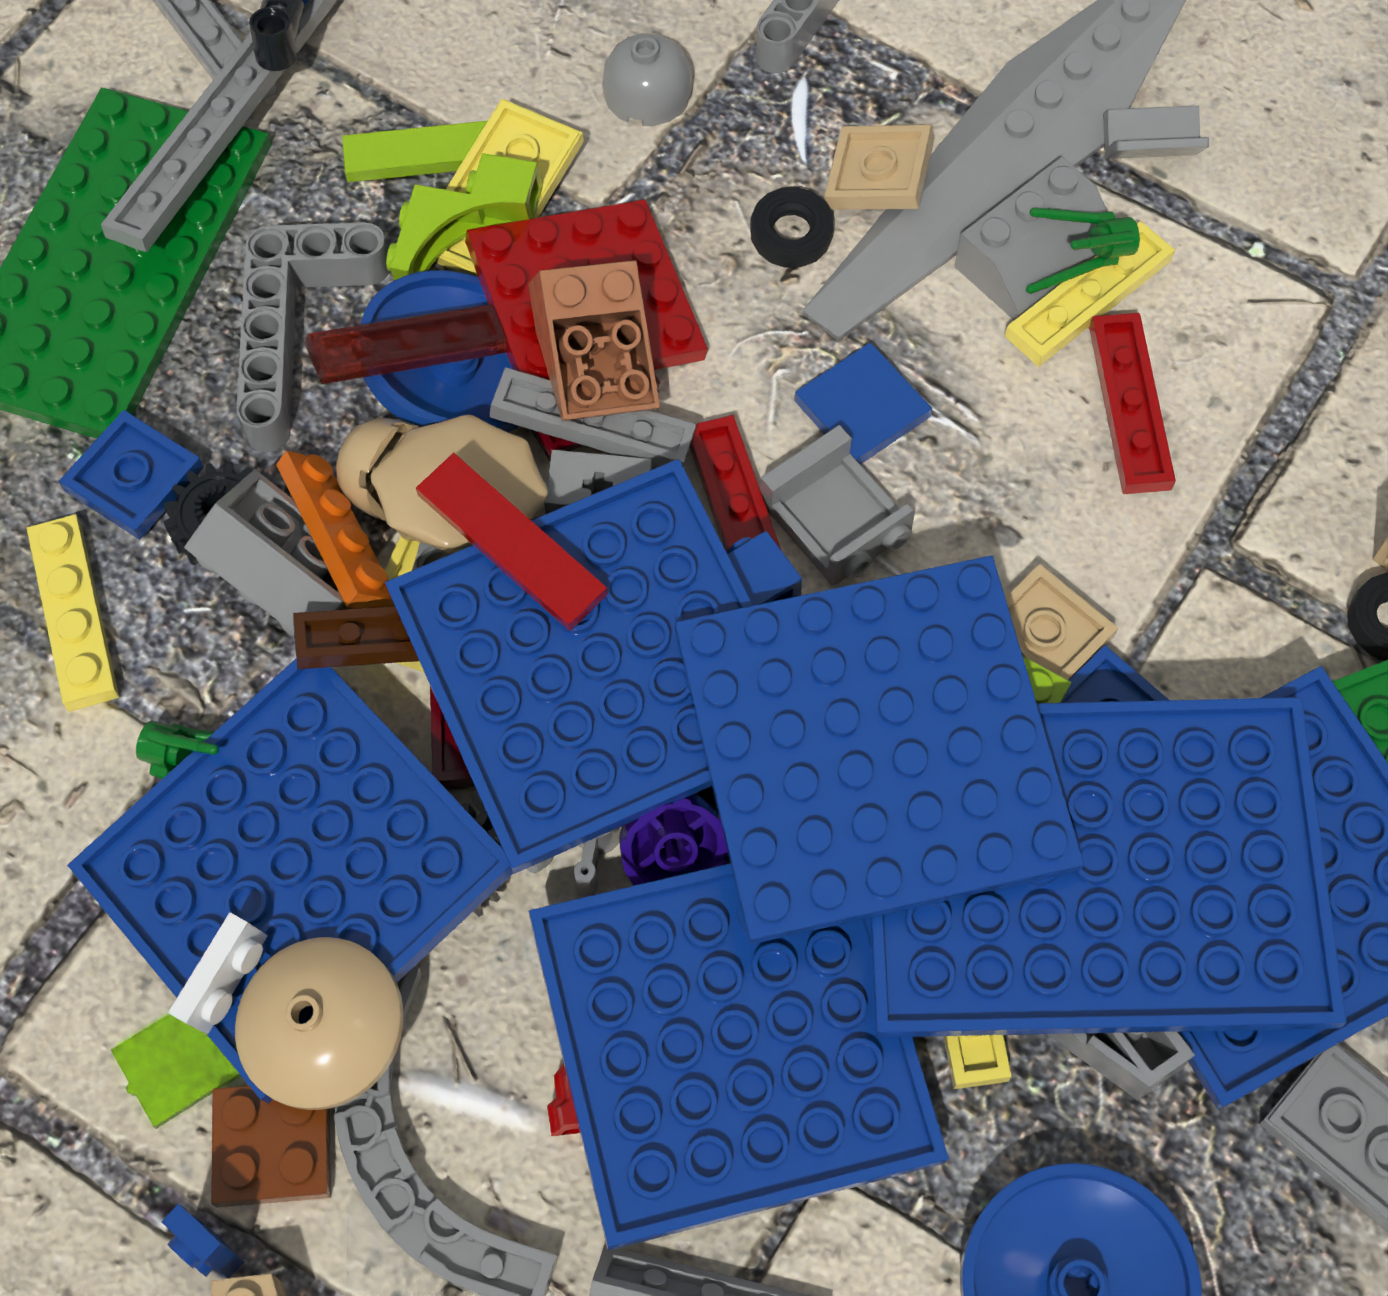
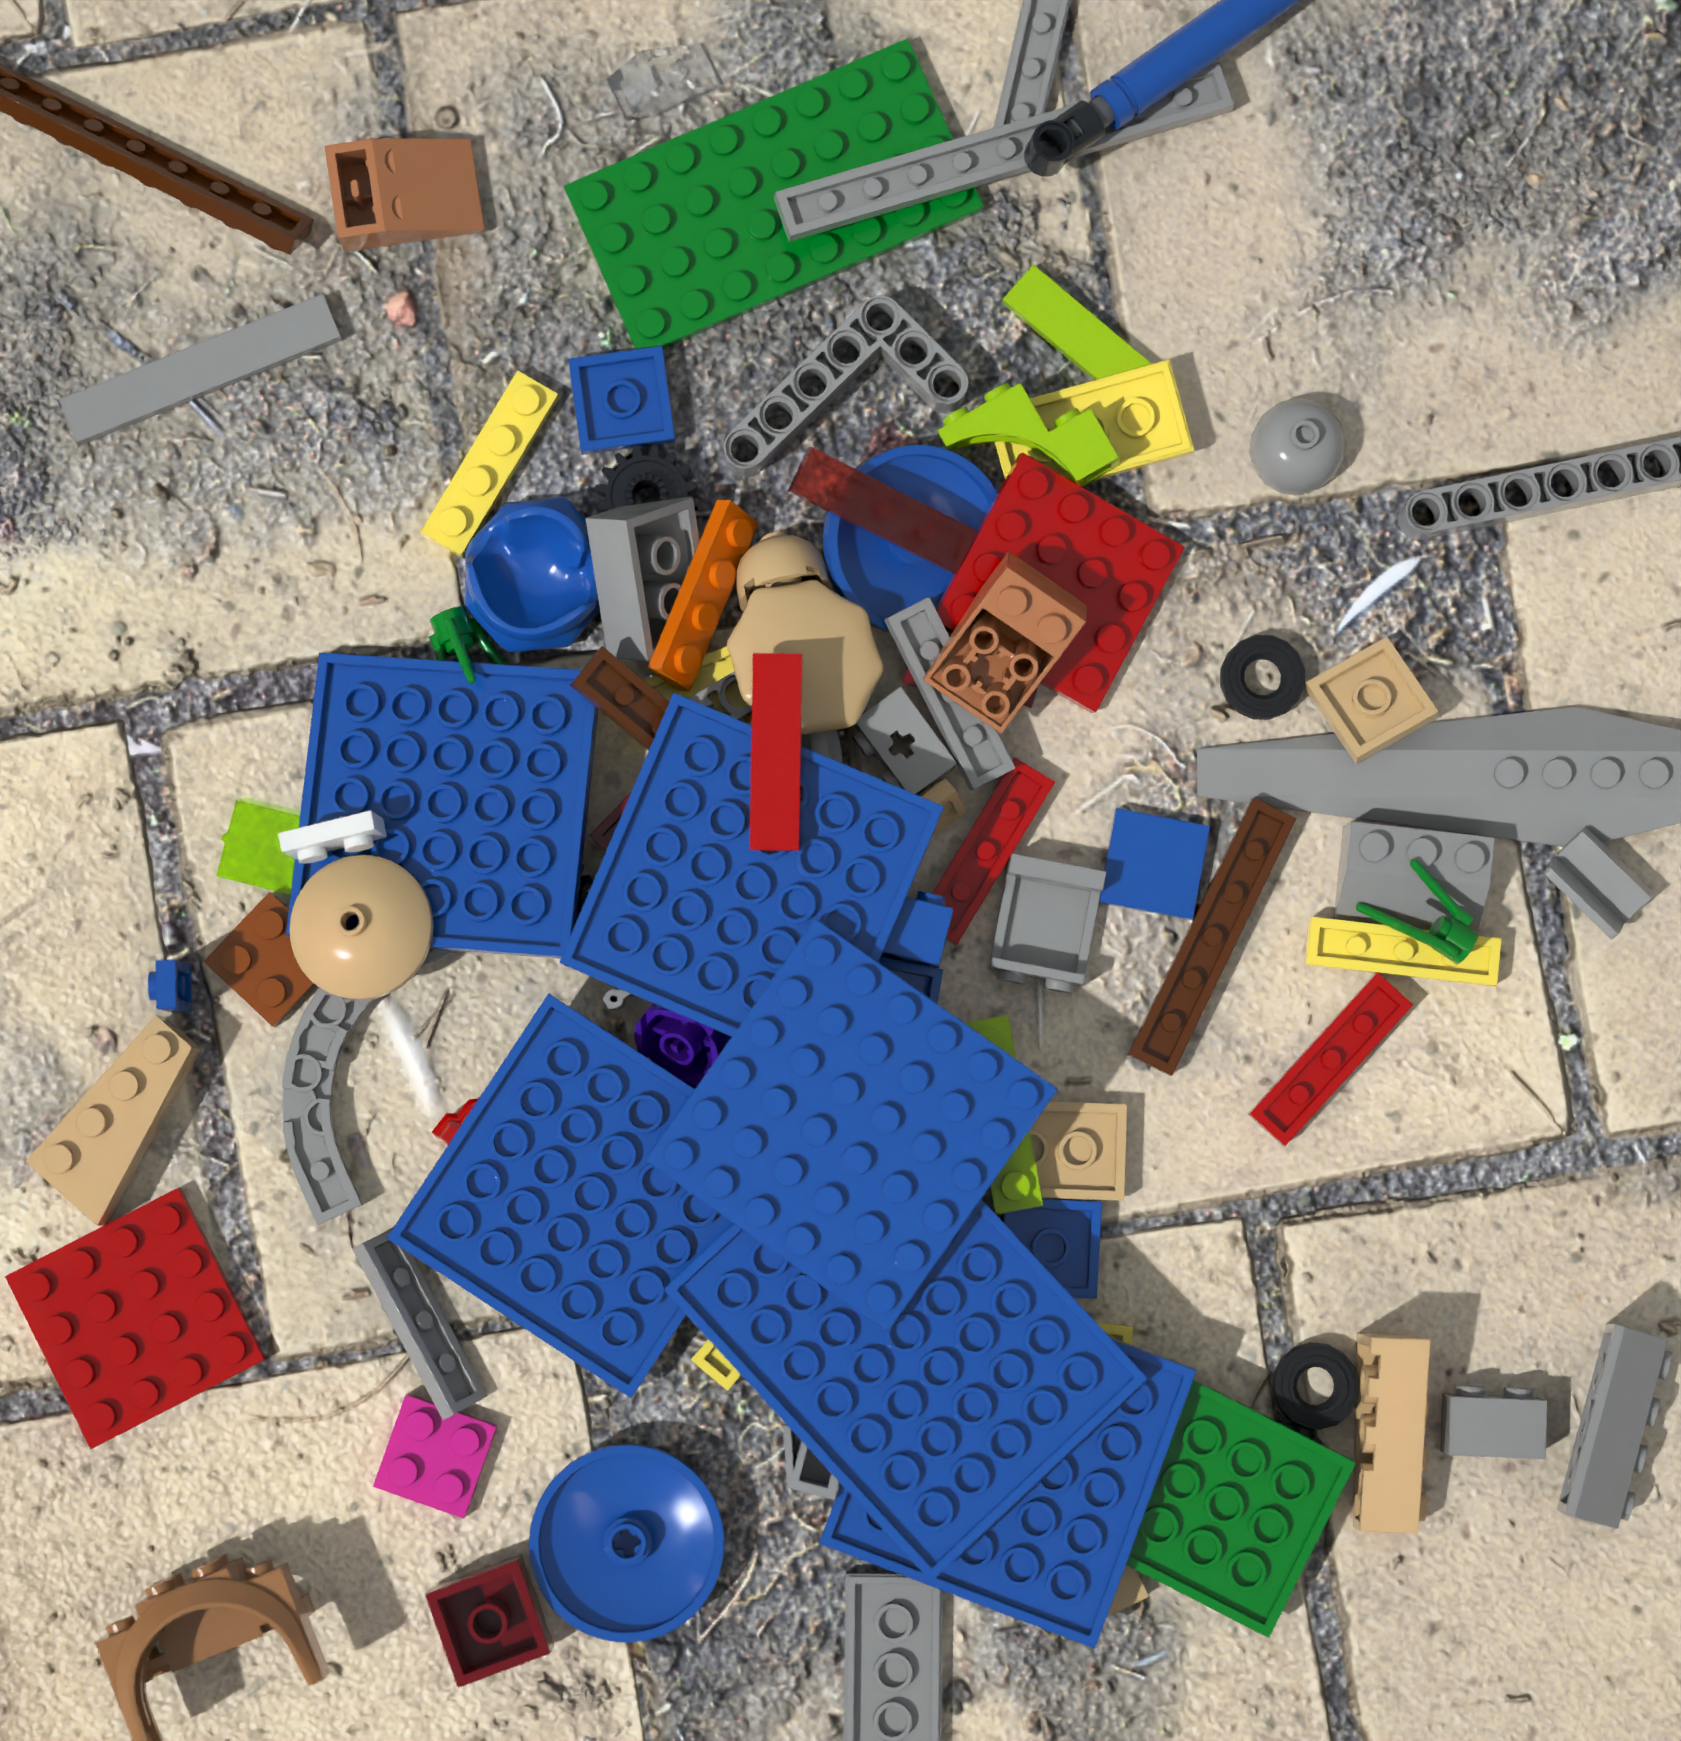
camera: 40 degrees right, 20 degrees up
(187, 644) = (532, 575): none -> blue piece
(960, 409) = (1211, 936): none -> reddish brown plate

